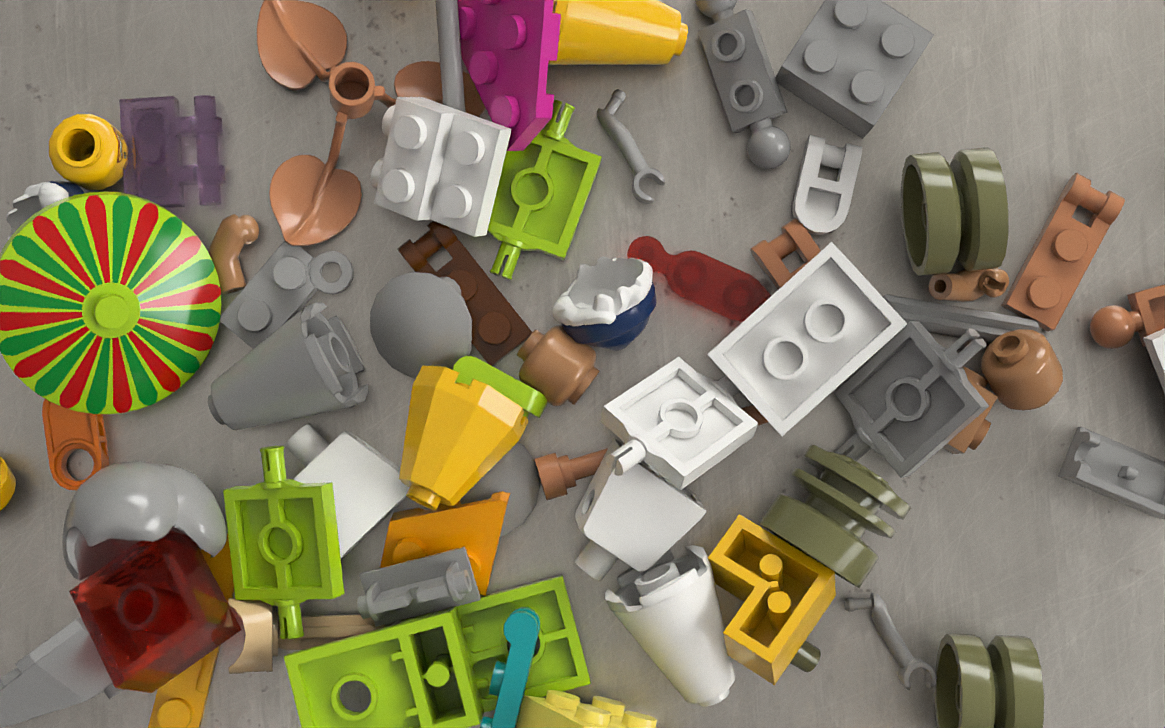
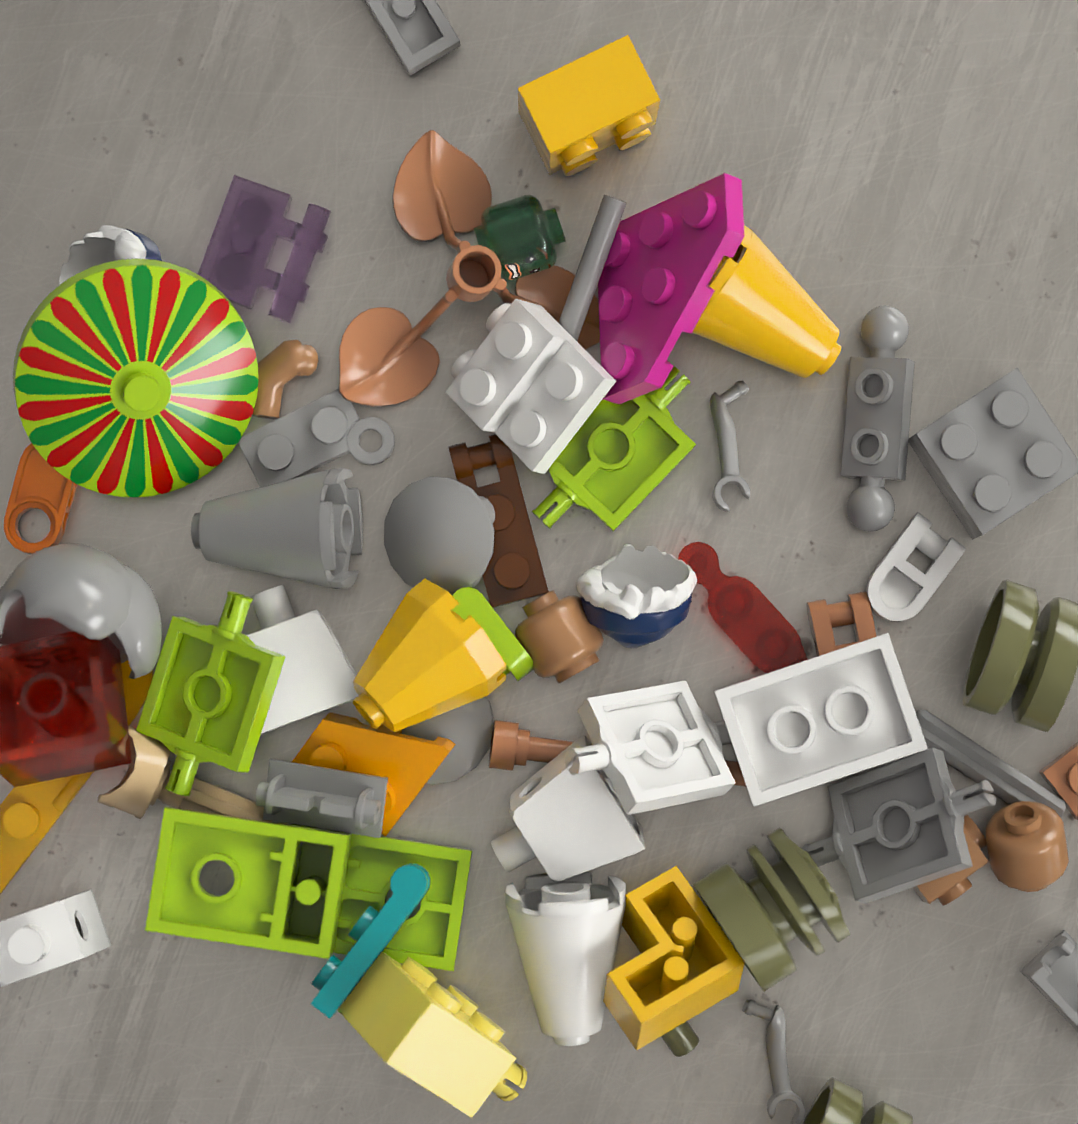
camera: 25 degrees right, 0 degrees up
(88, 151) = (171, 198): yellow head -> none
(382, 46) = (521, 236): none -> clear green head
(968, 285) = (1012, 736): medium nougat arm -> none

